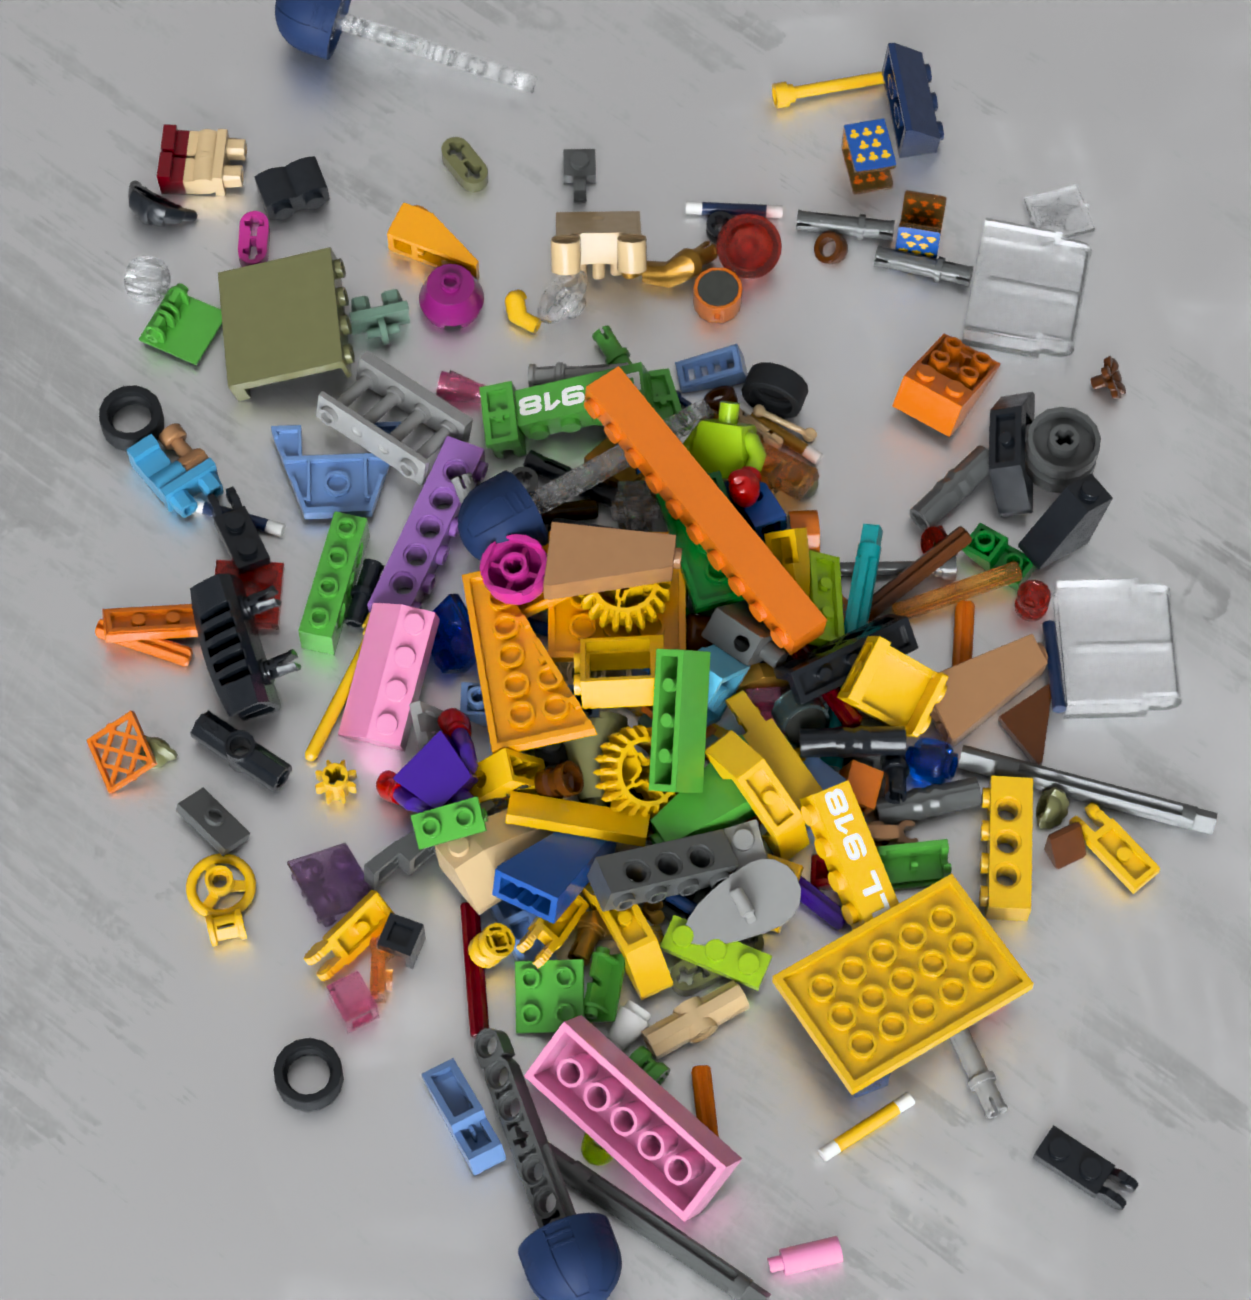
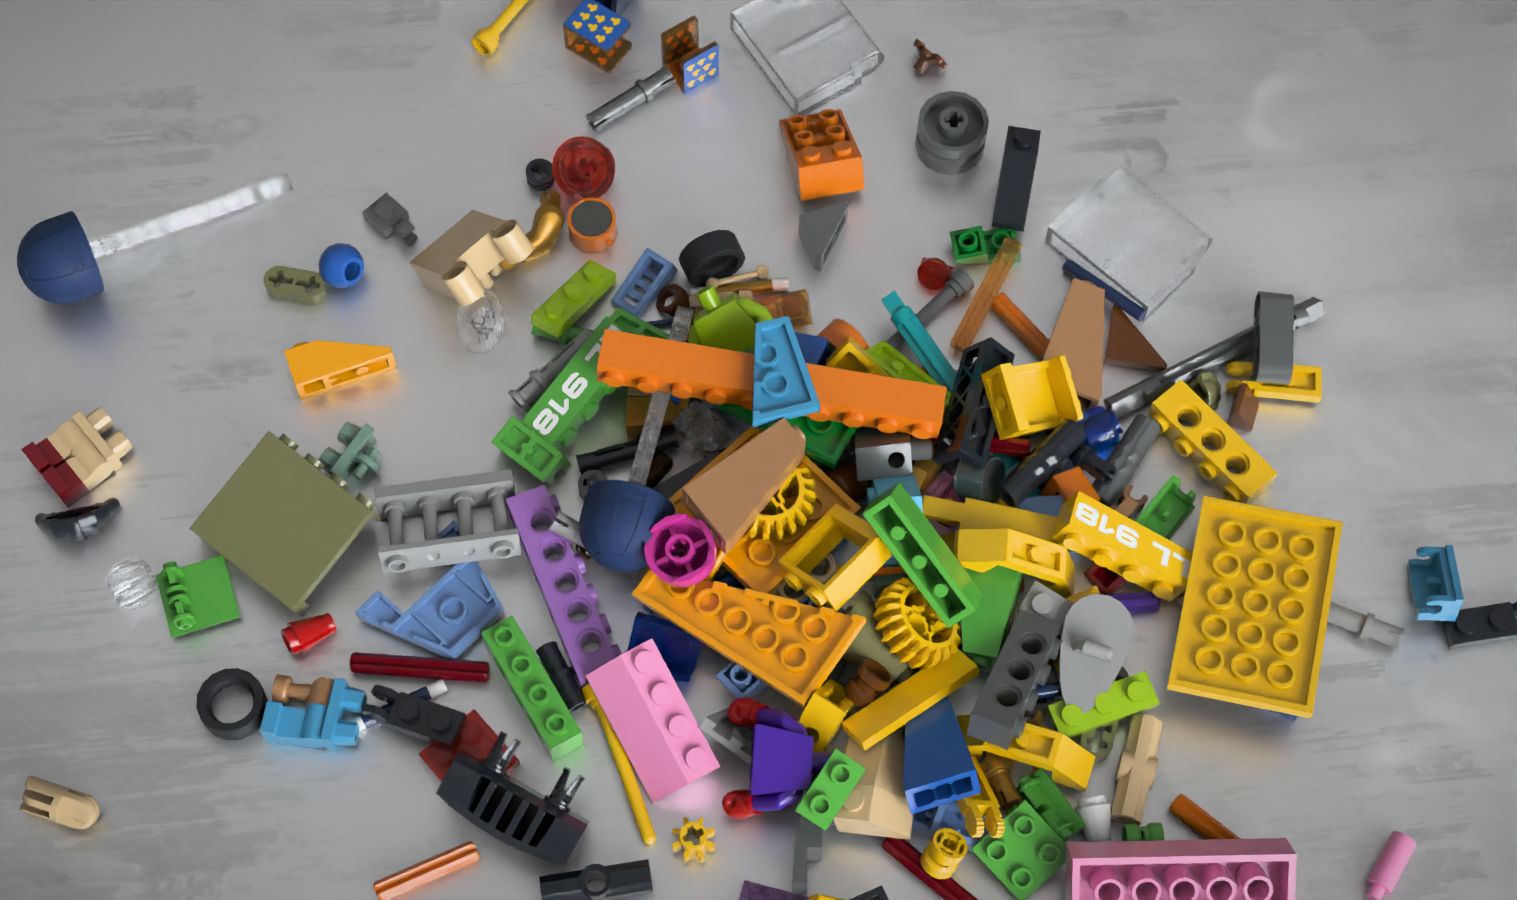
camera: 45 degrees left, 0 degrees up
(149, 623) = (420, 849): orange tile -> none
(227, 414) = (307, 633): none -> red cone
(247, 241) = (181, 486): dark pink beam -> none
(278, 503) = (419, 667): none -> dark red axle
(292, 188) = (177, 414): black brick -> none
(451, 296) = (392, 393): magenta cone -> none
(458, 388) = (470, 457): clear pink cone -> none
(507, 172) = (339, 264): none -> blue piece
(517, 311) = (454, 362): yellow arm -> none
(646, 336) = (573, 298): none -> lime plate
(707, 504) = (780, 375): none -> dark azure wing
(734, 209) = (535, 153): dark blue bar -> none
(840, 251) = (647, 124): reddish brown piece -> none
(866, 1126) = (1326, 733): yellow bar -> none
(883, 442) = (821, 230): none -> dark grey slope
(919, 570) = (948, 296): reddish brown axle -> none
(922, 265) = (728, 77): dark grey pin -> none
(951, 489) = (904, 223): dark grey axle -> none
(1007, 453) = (922, 162): black slope -> none
(1036, 593) = (1040, 248): clear red wheel -> none
(1066, 1098) = (1435, 584): none -> dark azure hinge
(1139, 810) = (1273, 338): none -> dark grey beam

